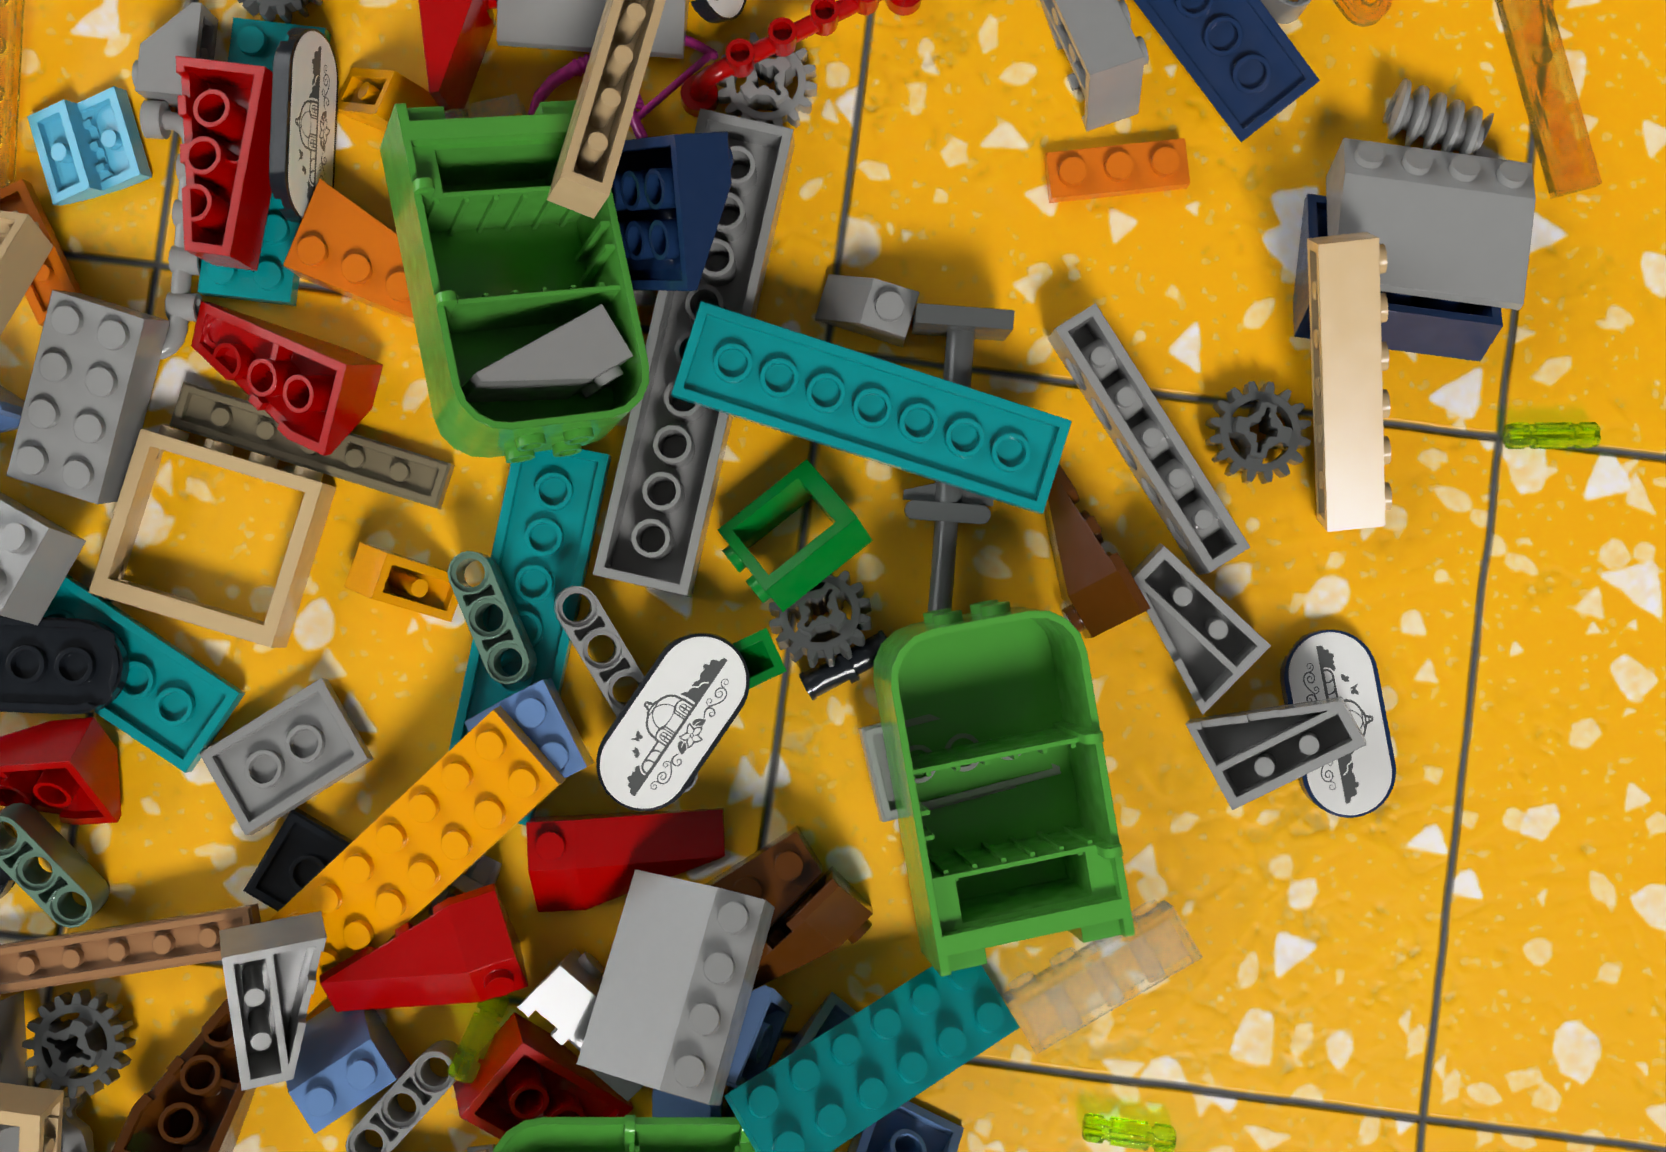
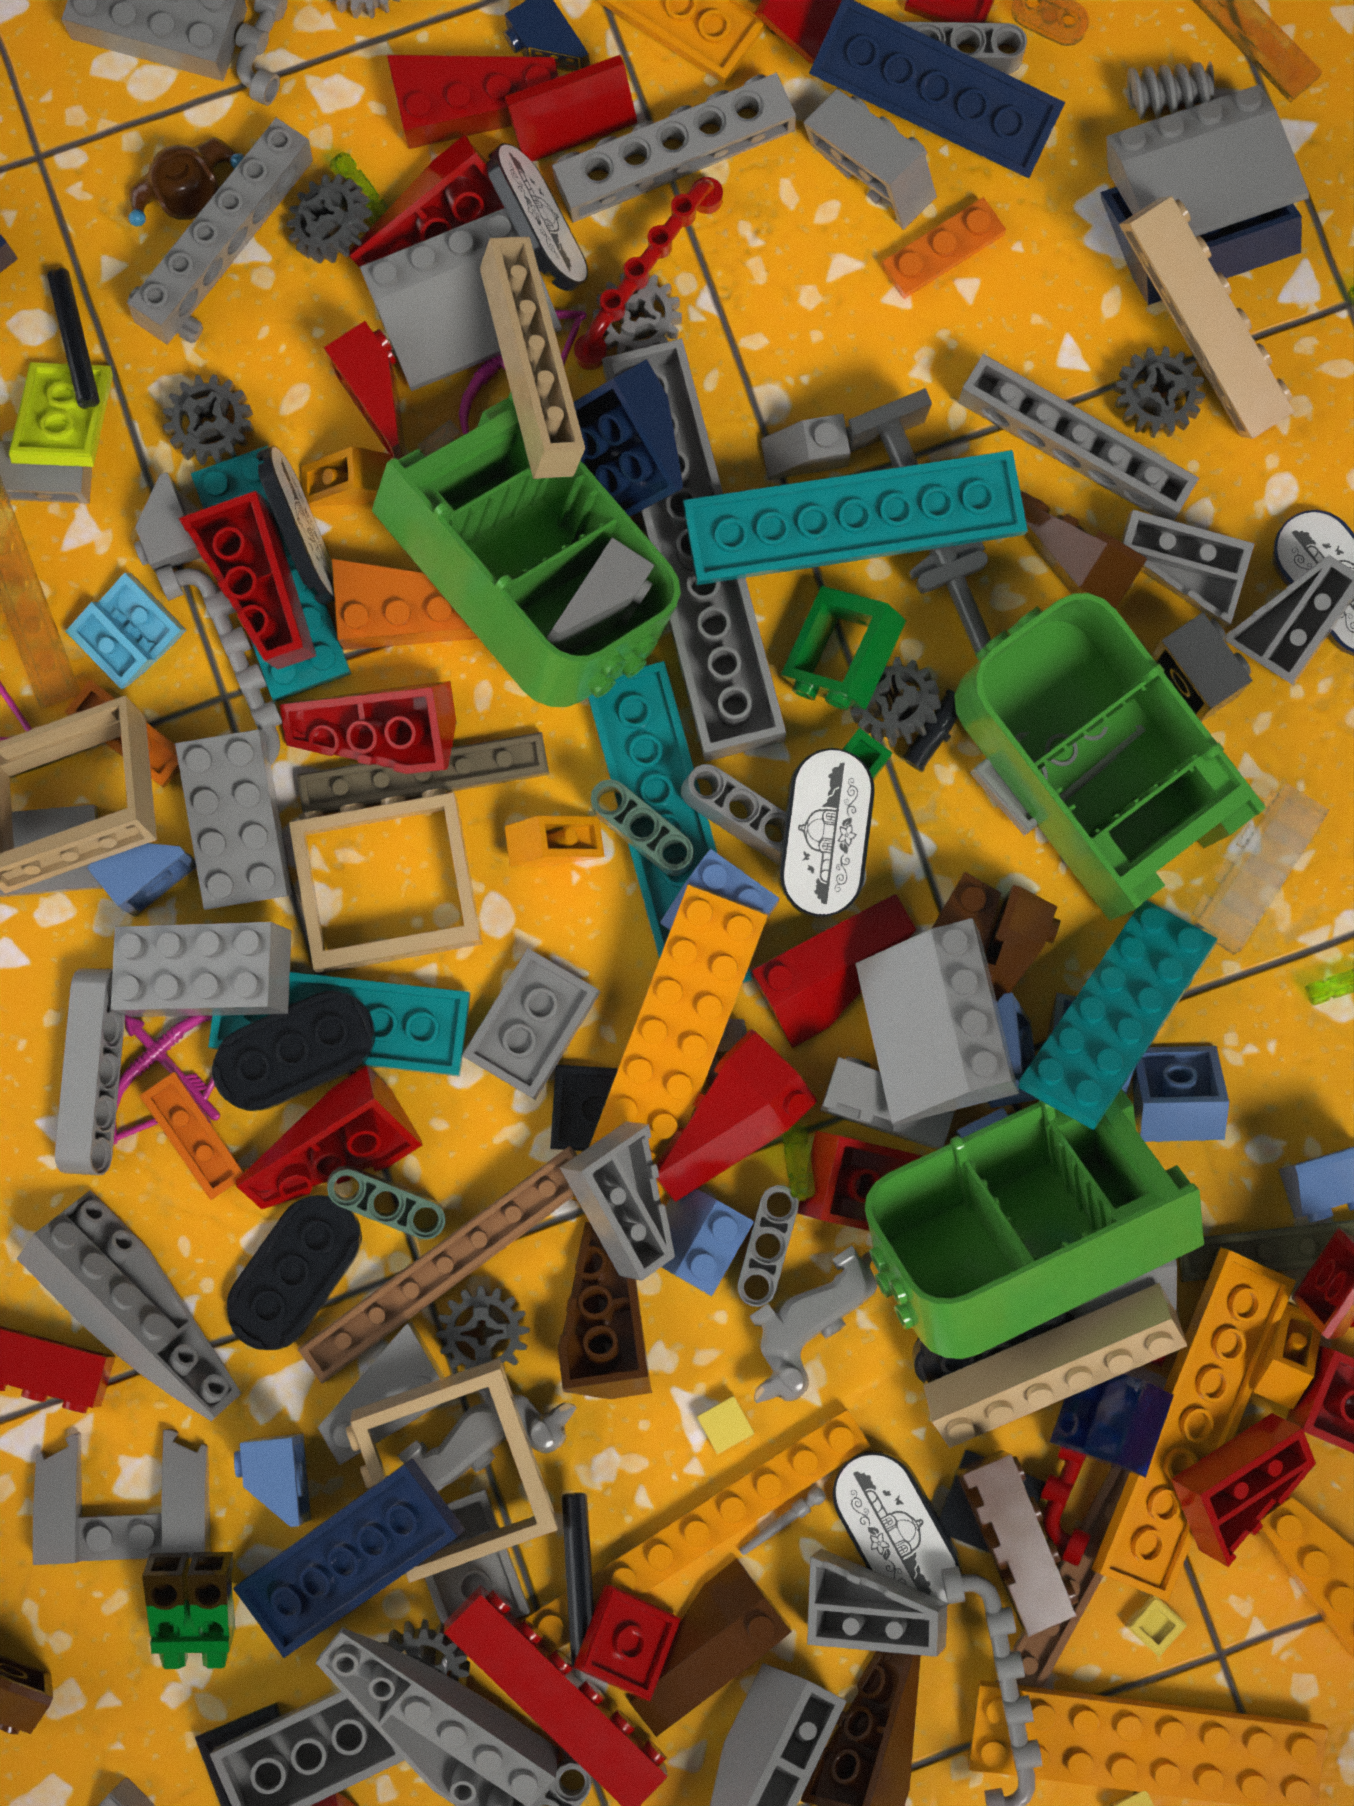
camera: 20 degrees left, 5 degrees down
(1150, 744) = (1203, 666): none -> dark grey brick

